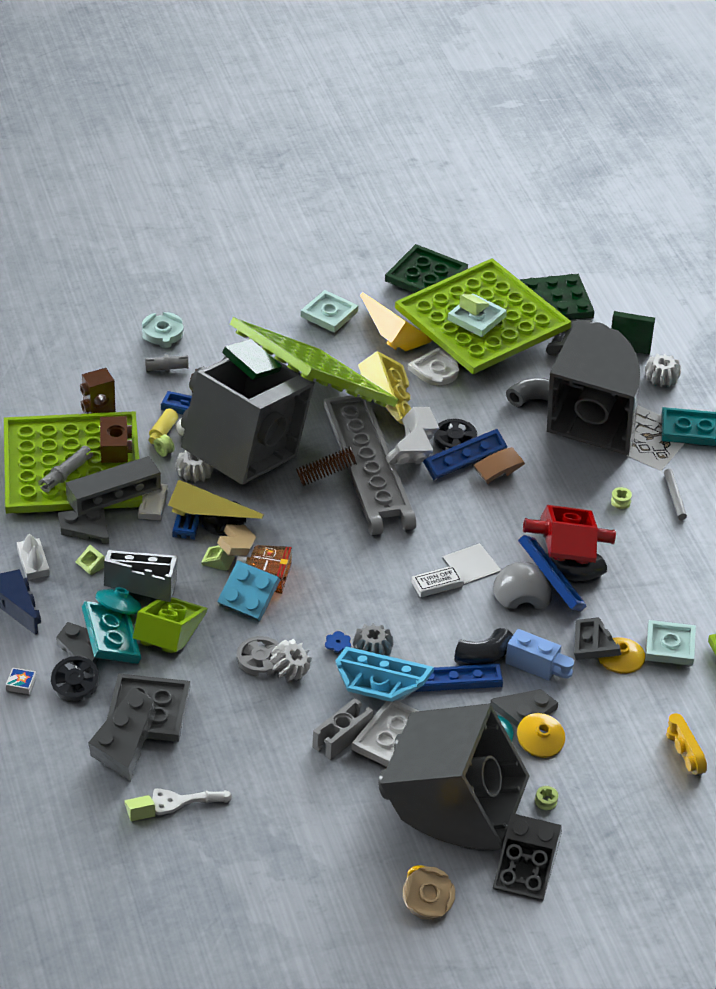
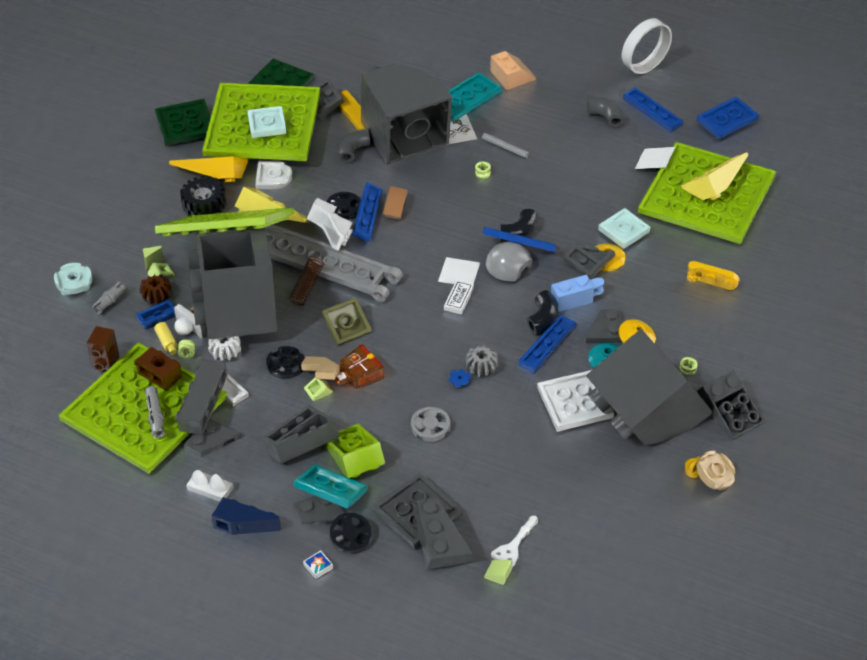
camera: 45 degrees left, 5 degrees up
(91, 560) = (247, 455): yellowish green slope -> none
(118, 600) = (306, 464): teal dish -> none
(185, 531) = (261, 382): blue tile -> none
(194, 500) = (267, 364): light yellow wedge -> none
(248, 590) = (372, 391): medium azure plate -> none
(251, 359) = (214, 241): tile -> none
(290, 660) = (457, 409): white gear -> none
(314, 523) = (346, 321): none -> olive slope
(329, 311) = (161, 188): light aqua plate -> none
(341, 728) = (539, 423): light grey piece -> none
(349, 340) = (203, 196): none -> black wheel
(380, 675) = (523, 373): medium azure wedge -> none
(472, 304) = (260, 116): yellowish green slope -> none
(569, 533) = (500, 207): red slope -> none
(635, 329) = (356, 66): dark green tile -> none

